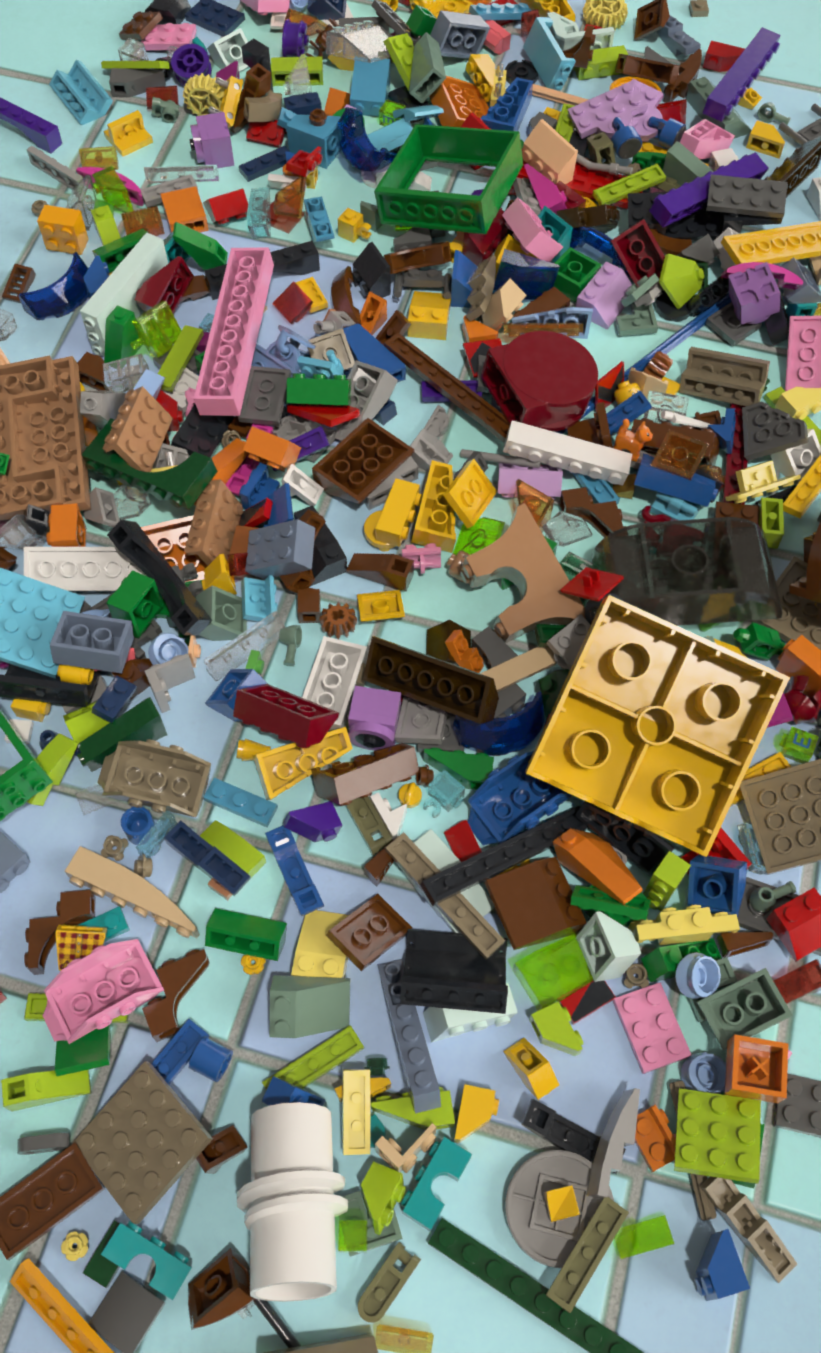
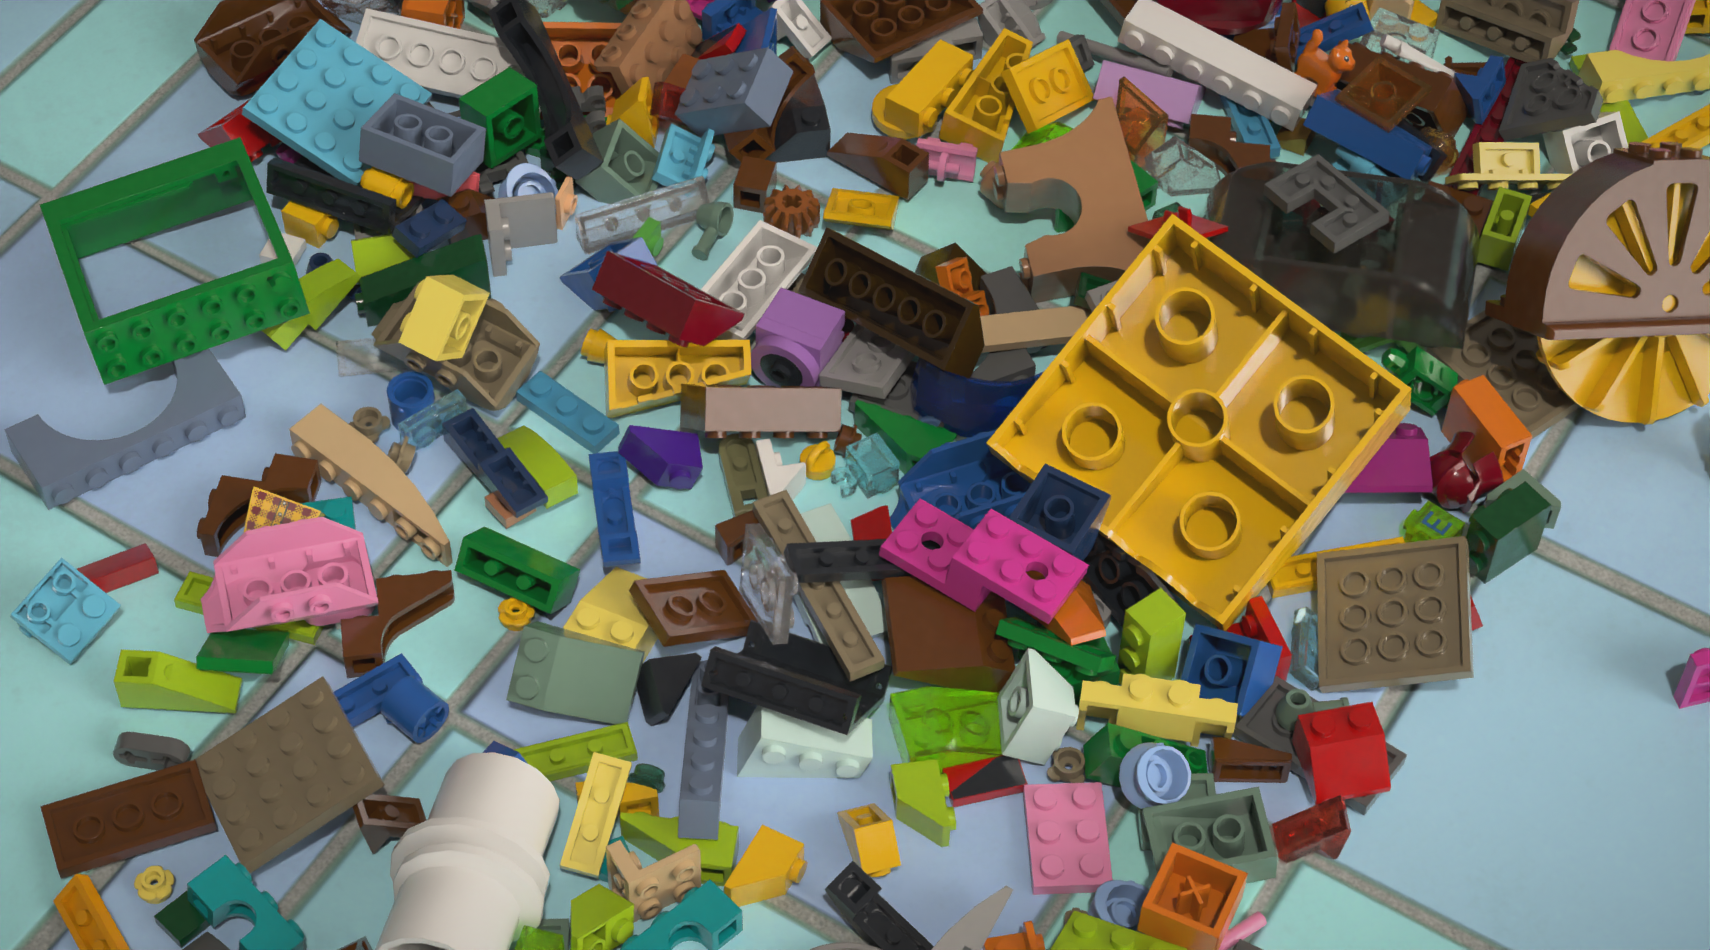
camera: 15 degrees right, 10 degrees down
(145, 771) = (443, 317): none -> light yellow brick
(367, 992) = (663, 682): none -> black slope
(413, 905) = (767, 584): none -> clear plate
(549, 857) = (984, 560): none -> dark pink bracket
(587, 814) = (1062, 511): none -> dark blue slope
(702, 550) = (1350, 208): none -> dark grey plate

